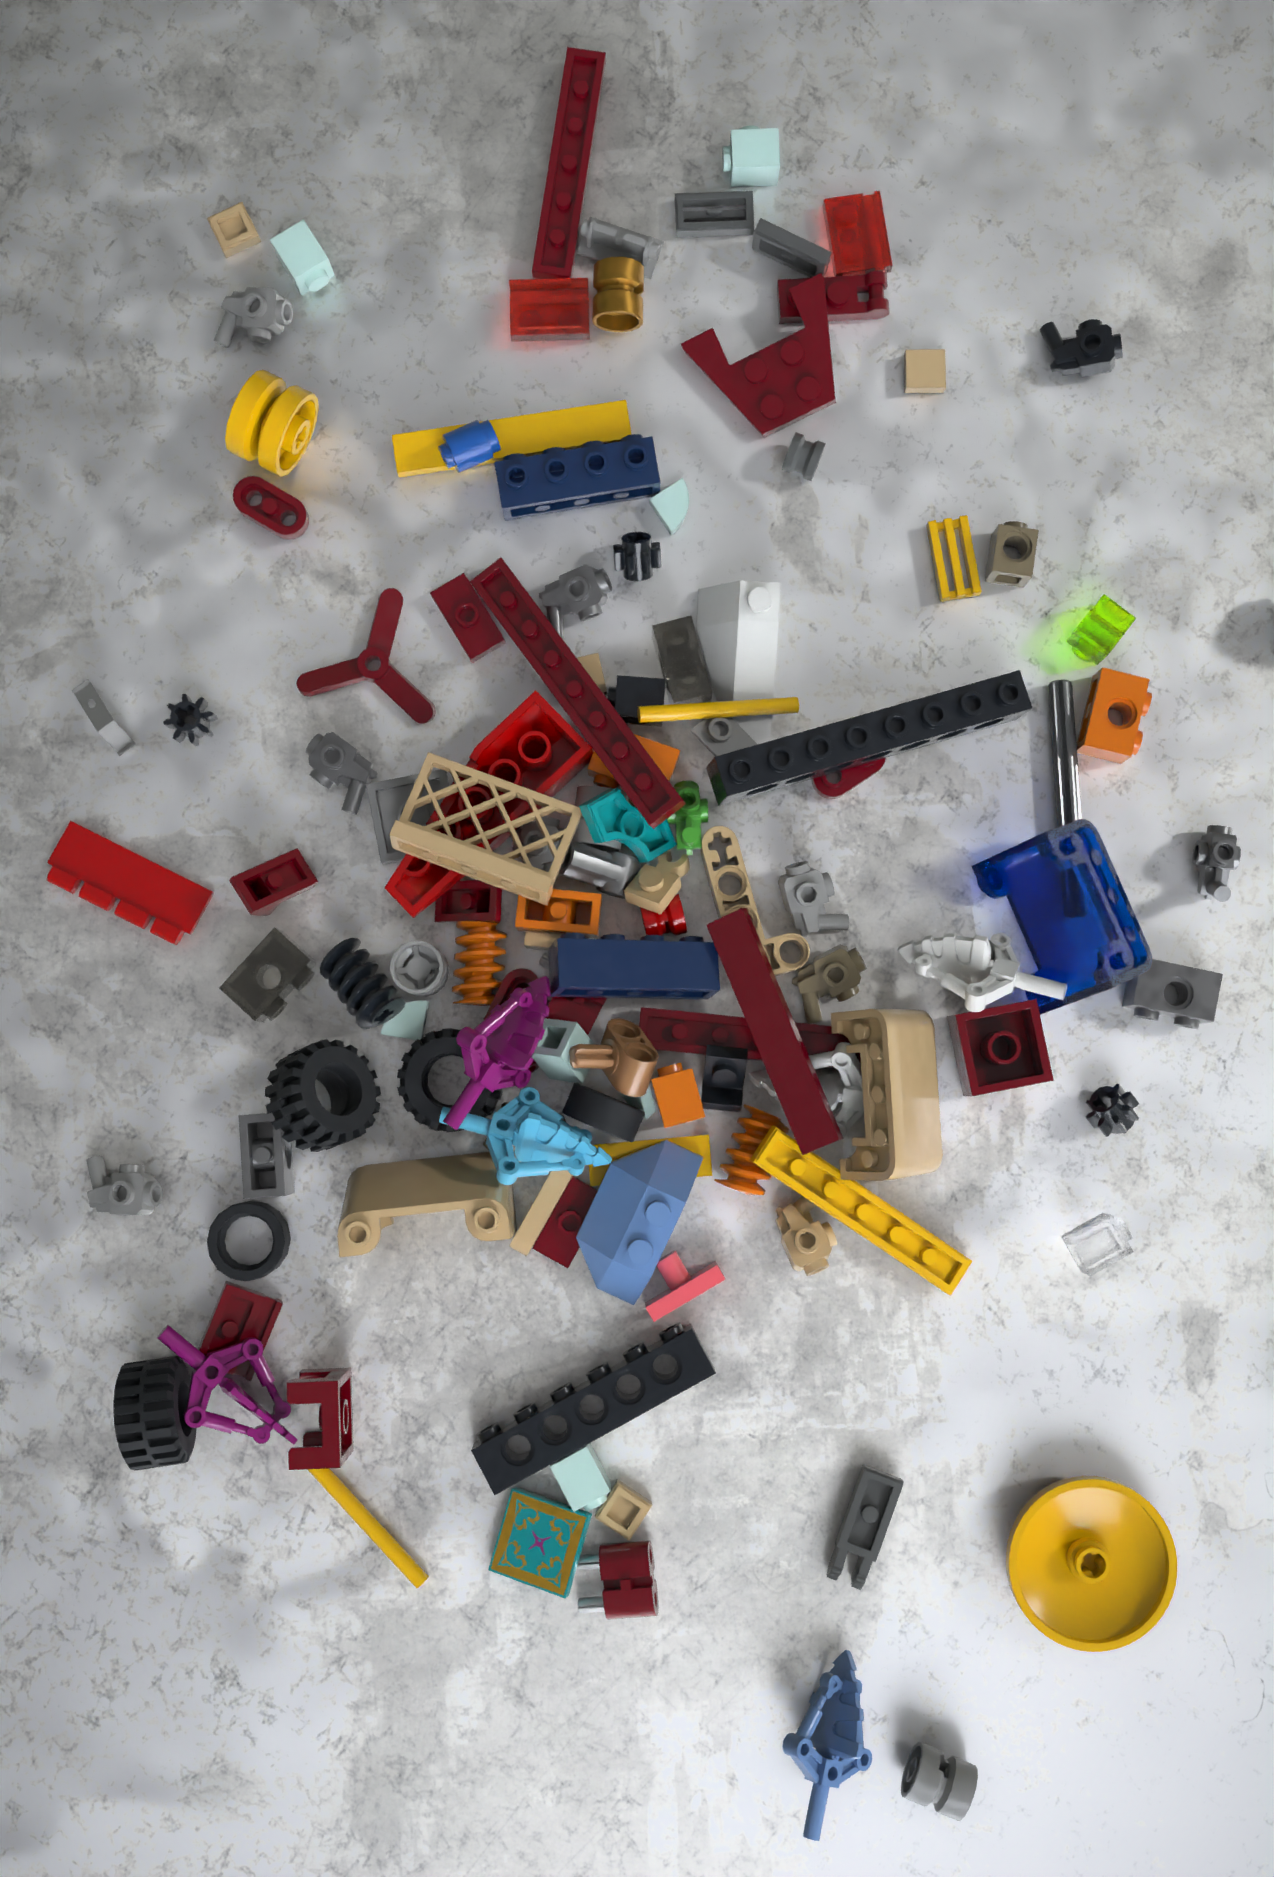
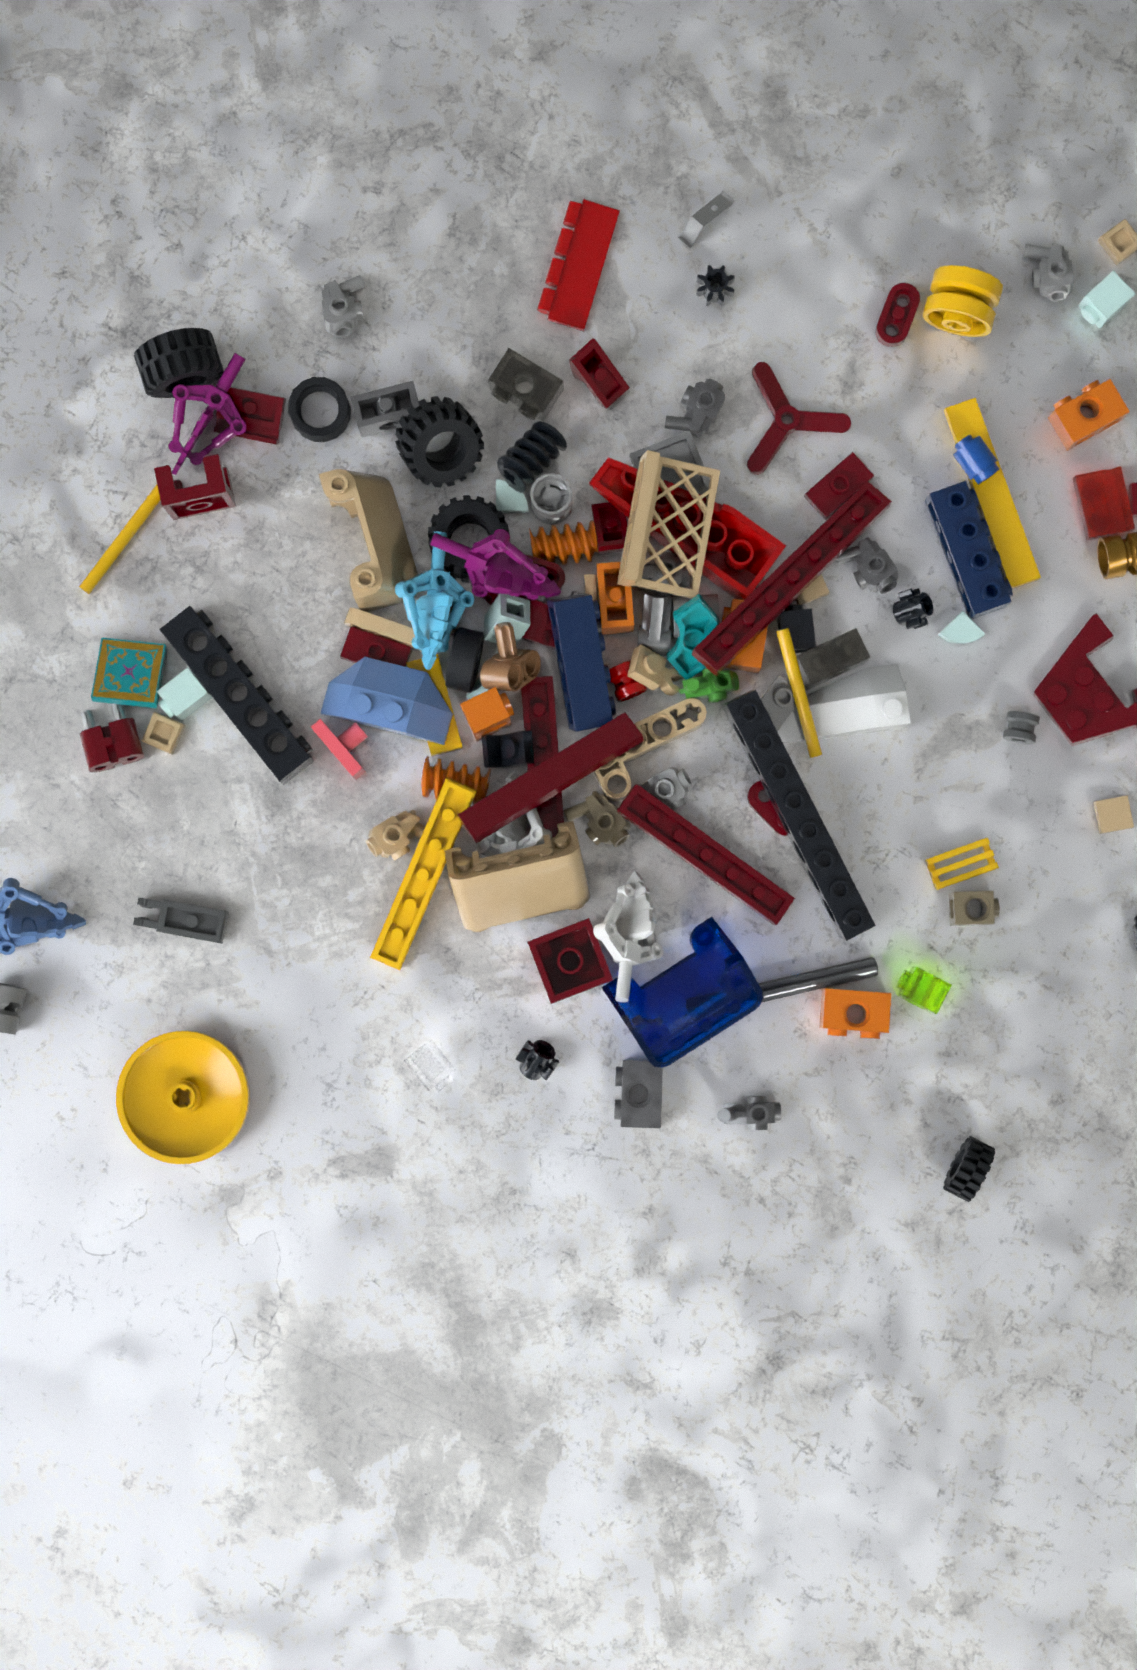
camera: 85 degrees right, 0 degrees up
(436, 283) = (1074, 427): none -> orange brick
(894, 860) = (705, 854): none -> dark red plate

